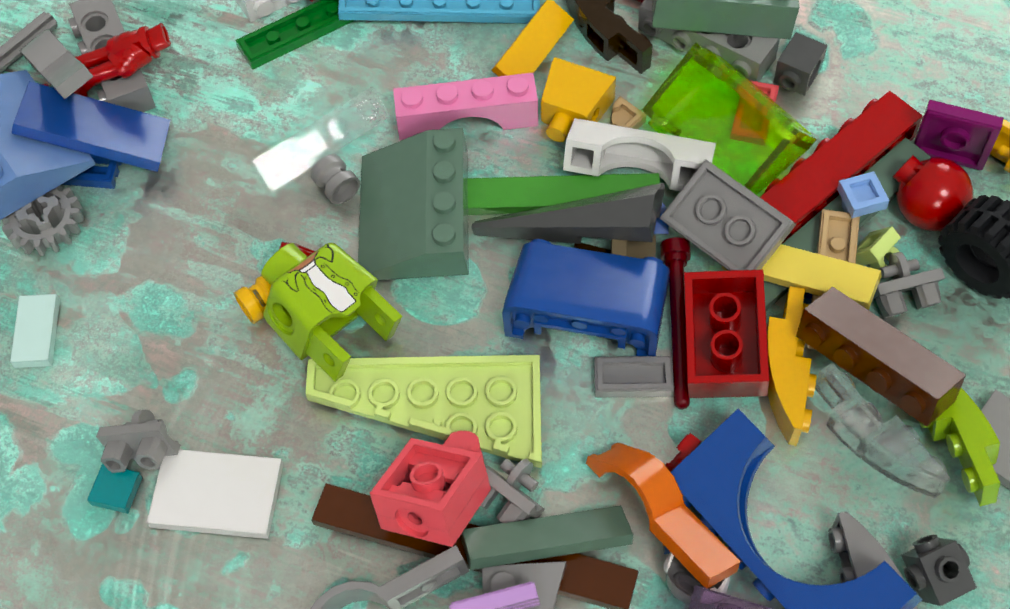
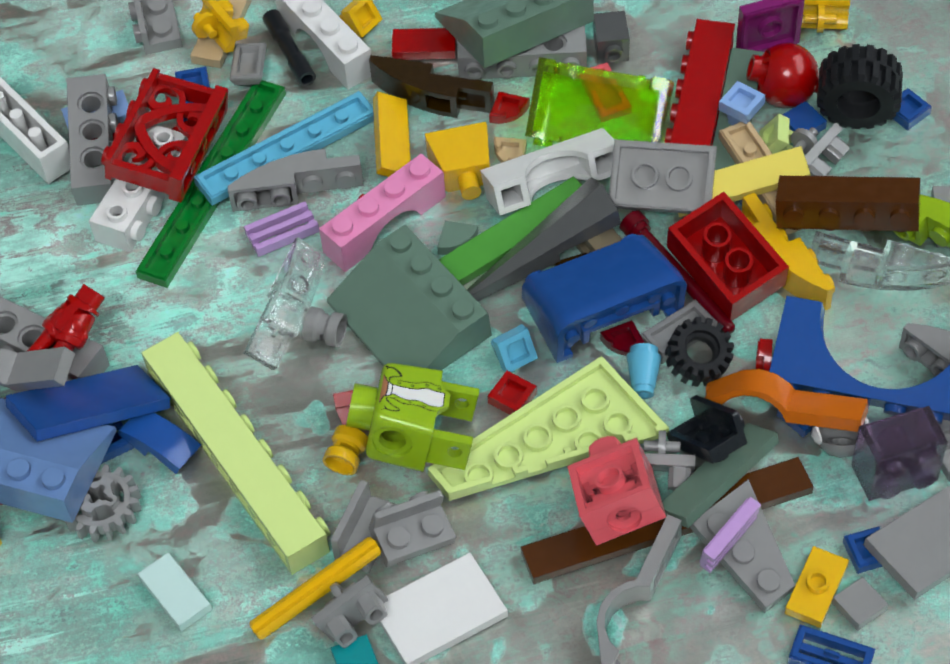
camera: 35 degrees left, 5 degrees down
(129, 402) = (314, 588): none -> yellow axle
(130, 195) = (161, 439): none -> blue slope
(175, 246) = (237, 454): none -> yellowish green brick
(215, 375) = (356, 521): none -> light grey panel
(250, 403) = (411, 527): none -> light grey bracket
(379, 68) = (279, 225): none -> lavender tile
(413, 30) = (283, 179): none -> light grey slope
(440, 338) = (511, 393): none -> red tile
(471, 299) = (514, 348): none -> medium azure tile
(512, 164) = (455, 235): none -> sand green tile
(568, 391) = (643, 368): none -> medium azure cone
(568, 492) = (711, 432): none -> black bracket
(578, 352) = (621, 338): none -> dark red tile
(629, 384) = (708, 334): none -> black tyre
(651, 75) = (508, 108): none -> red tile
(921, 246) = (805, 117): none -> blue tile

